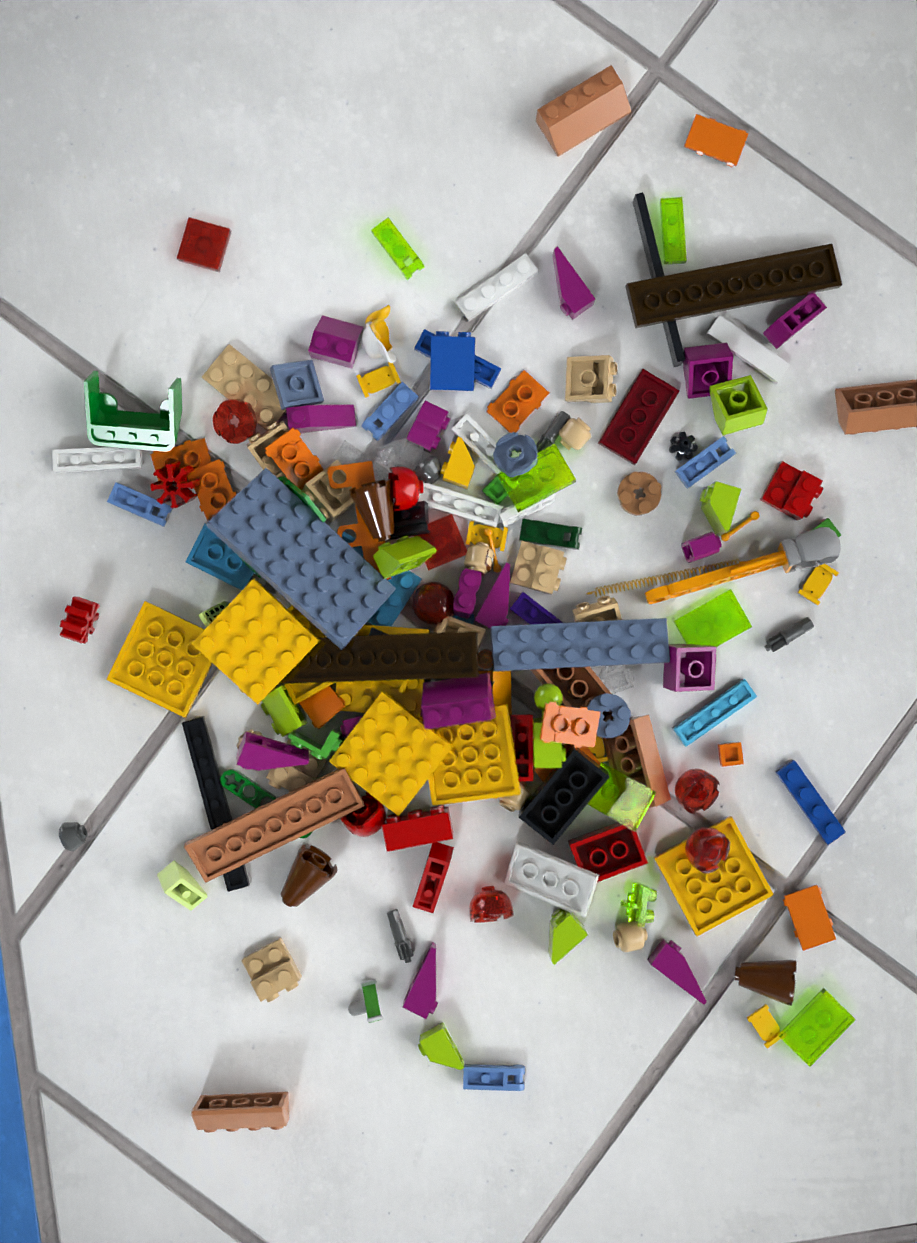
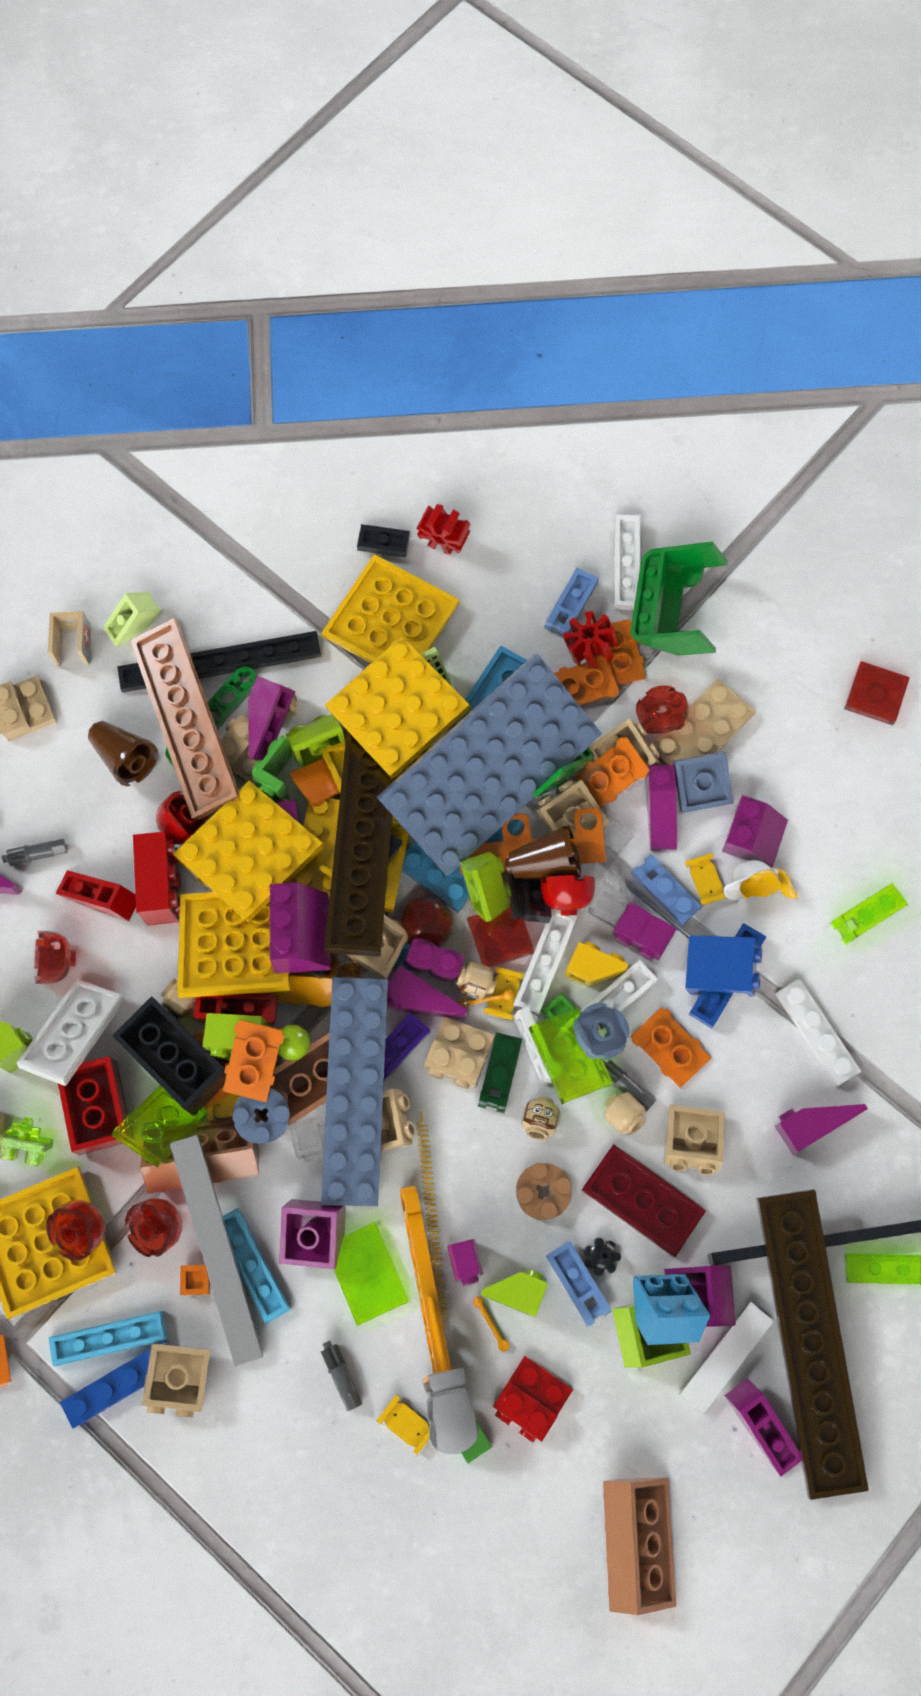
camera: 100 degrees right, 15 degrees down
(72, 835) = (204, 509): dark grey cone -> none
(91, 673) = (383, 540): none -> black plate
(190, 948) = (57, 624): none -> tan piece
(429, 470) = (589, 927): dark grey cone -> none
(584, 498) = (540, 1118): none -> tan head
(708, 740) = (216, 1250): none -> light grey tile
(724, 390) = (668, 1309): none -> dark azure slope
(778, 815) = (108, 1338): none -> medium azure tile
(806, 758) = (175, 1379): none -> tan plate

